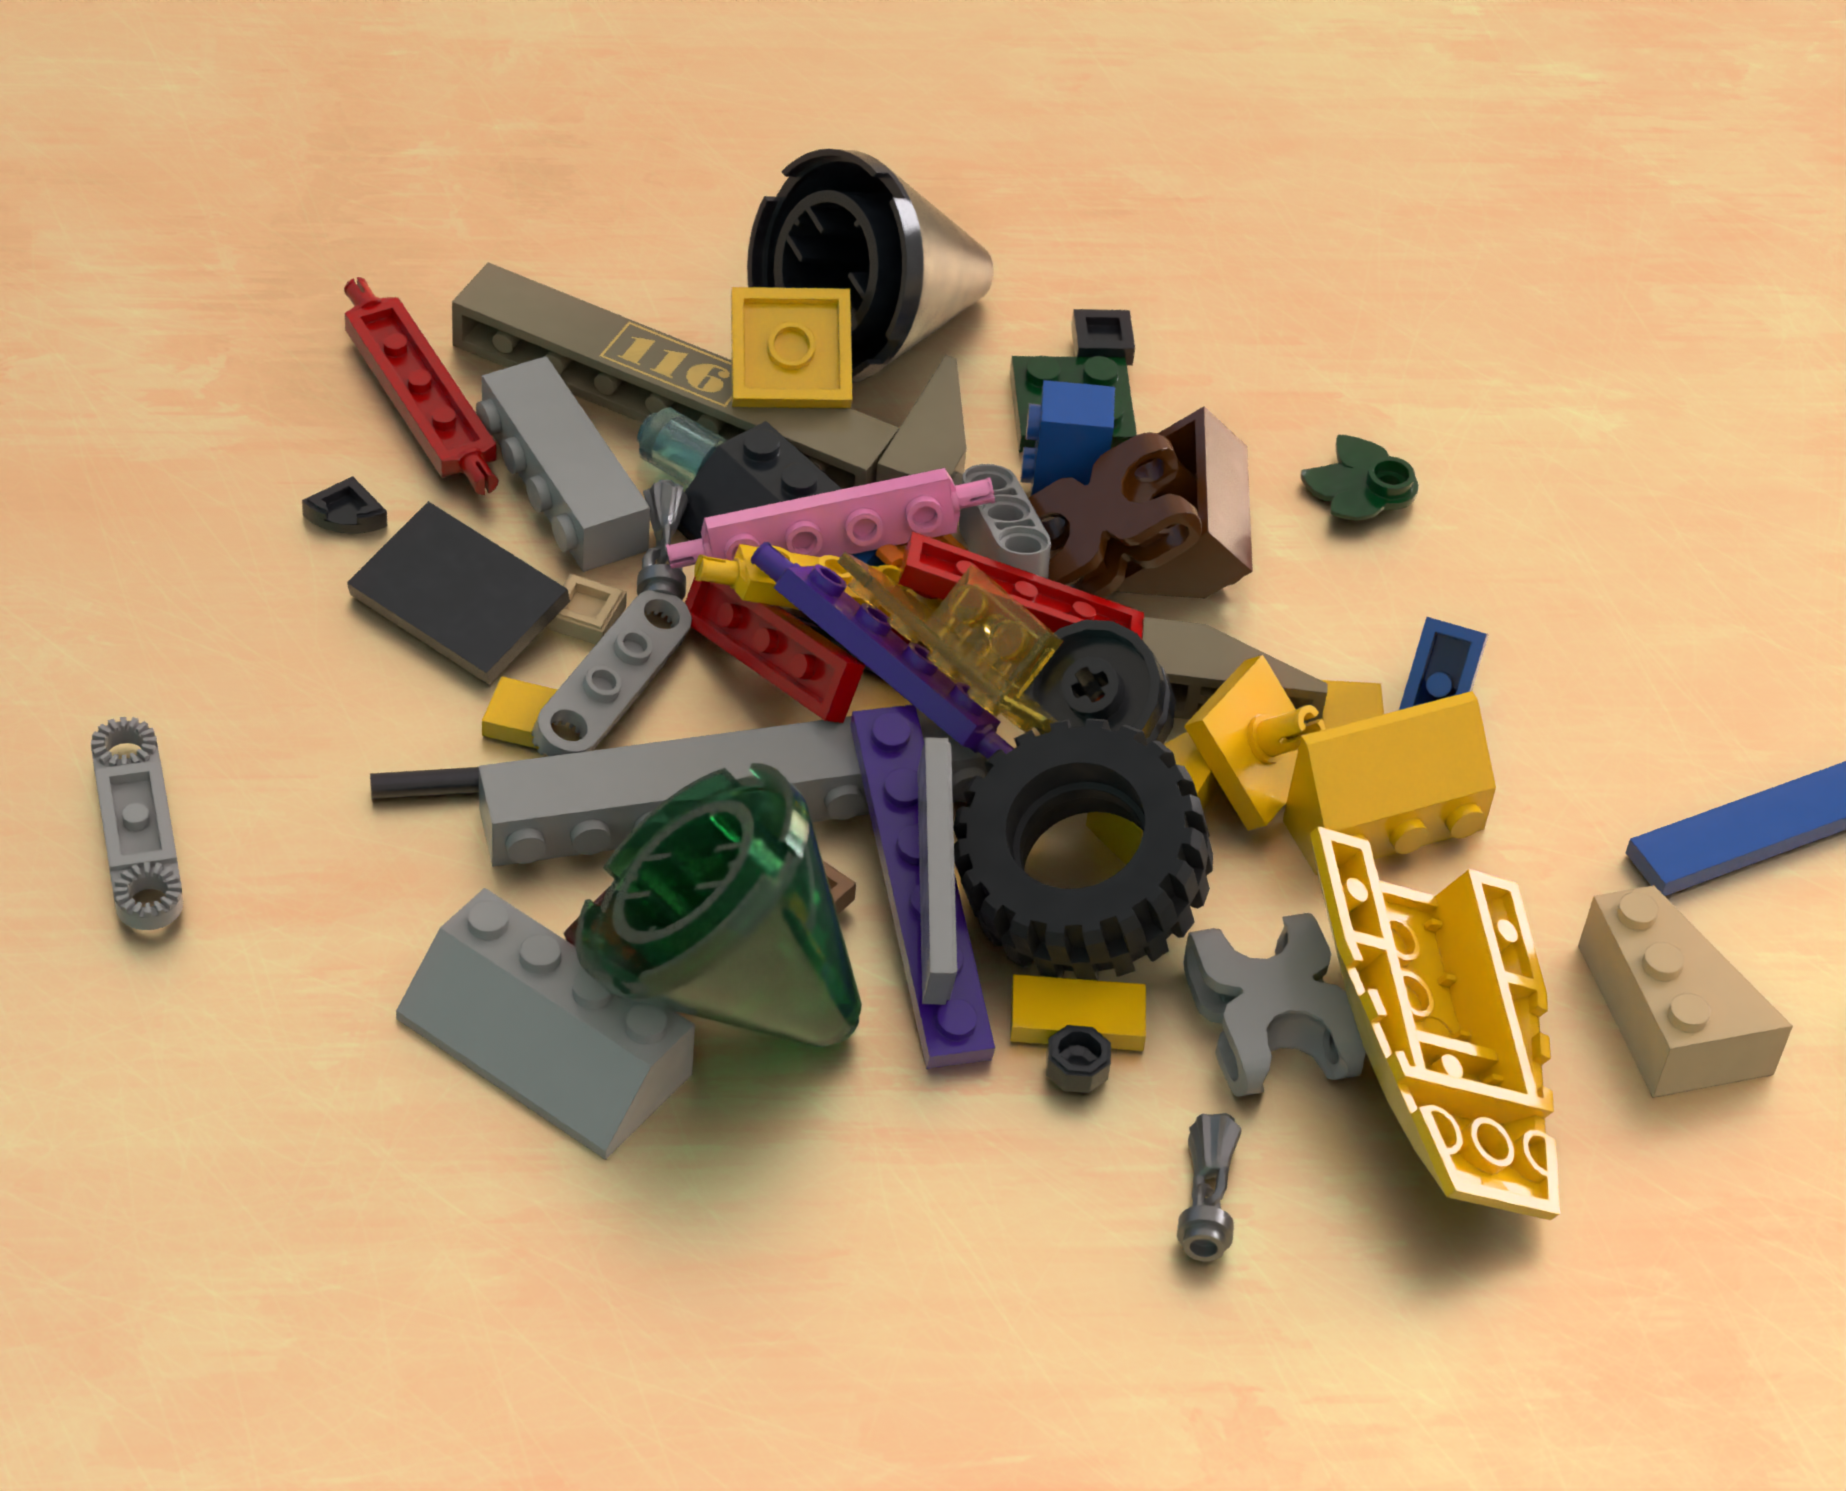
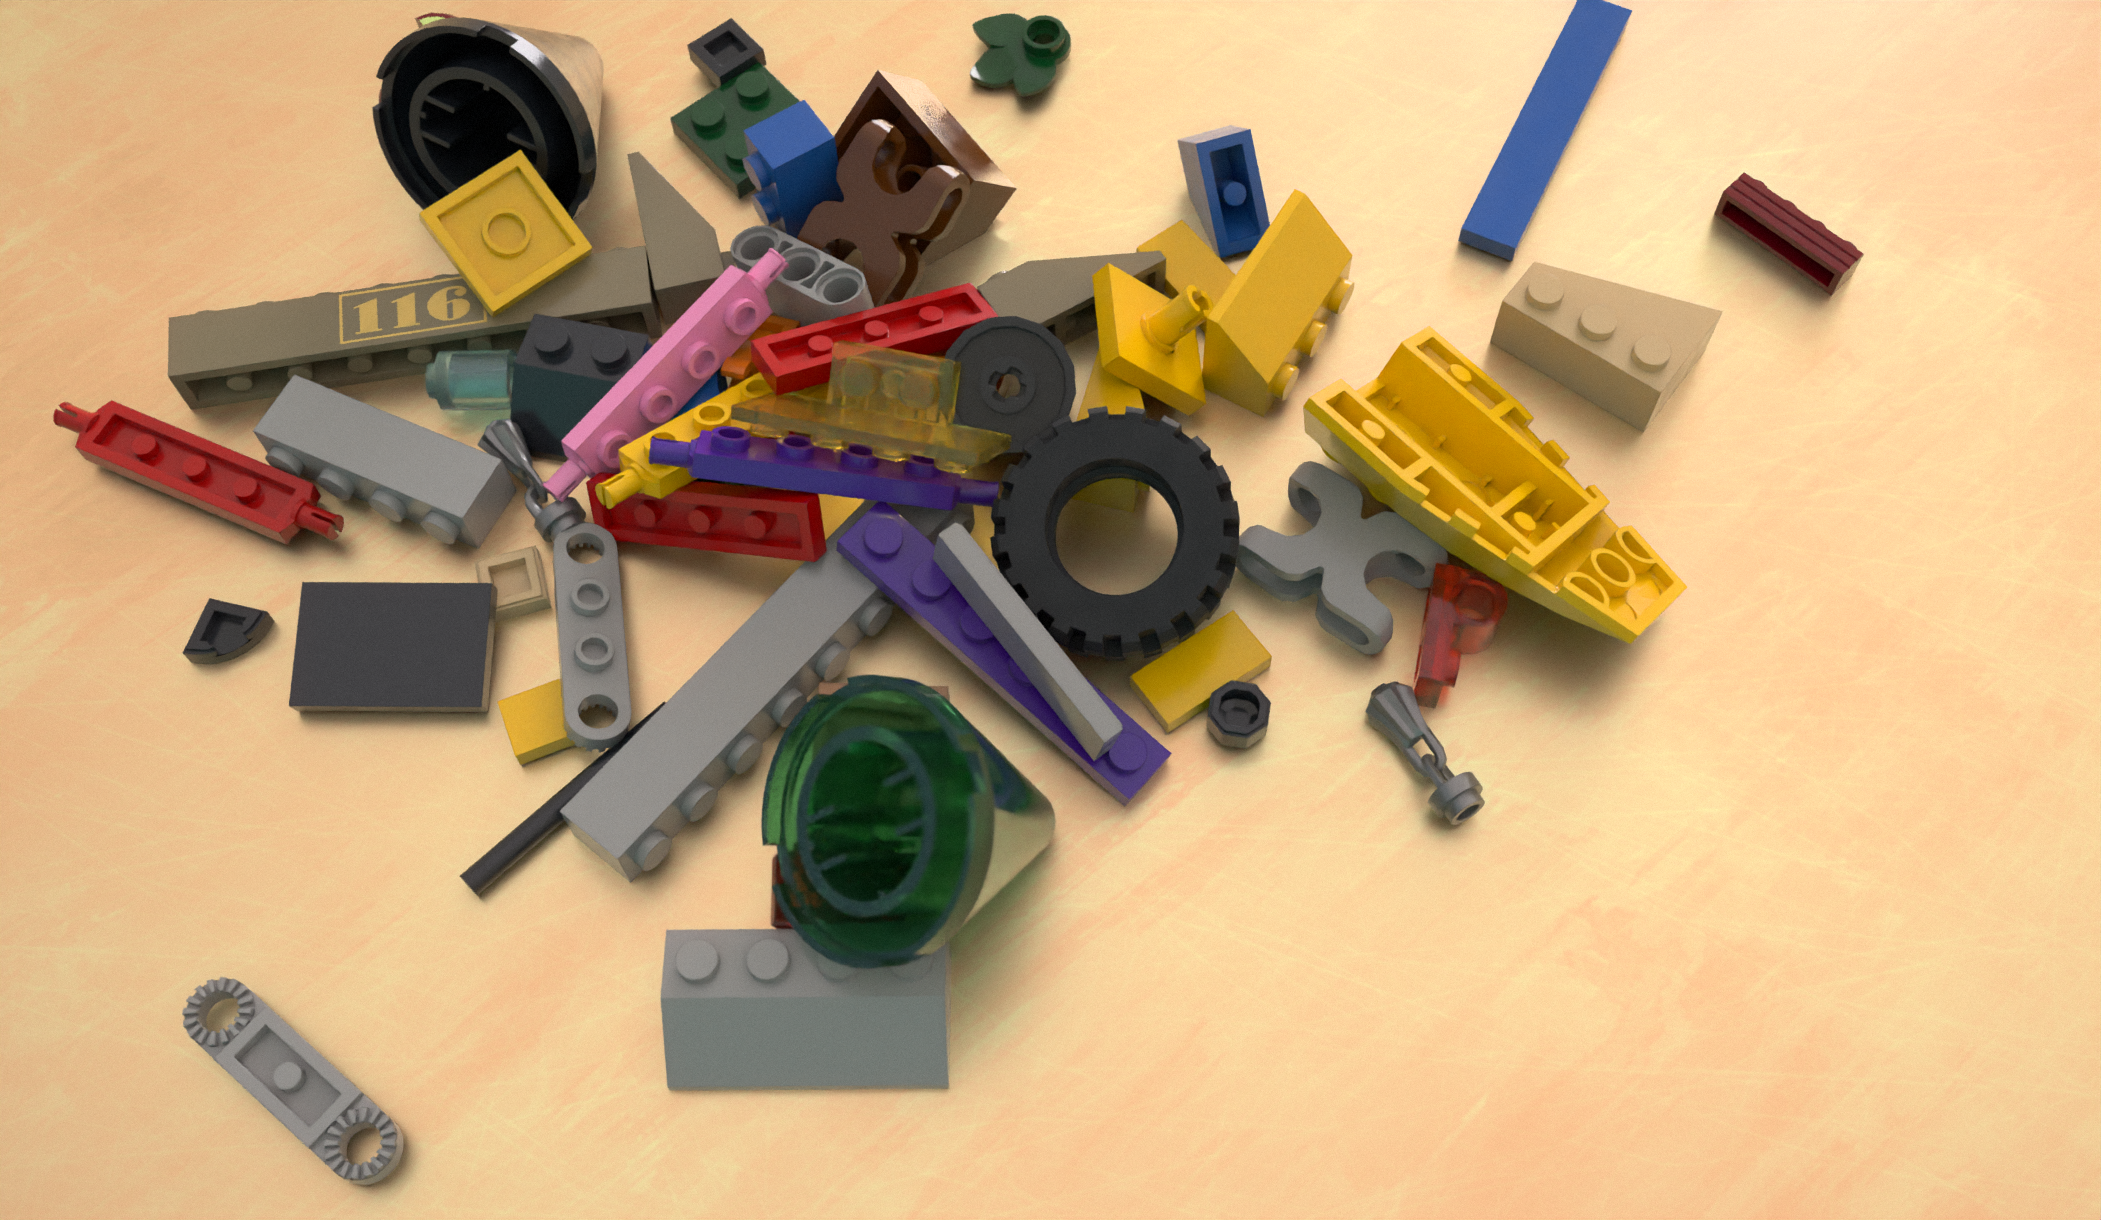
camera: 30 degrees left, 15 degrees up
(1330, 1105) = (1449, 632): none -> clear red plate

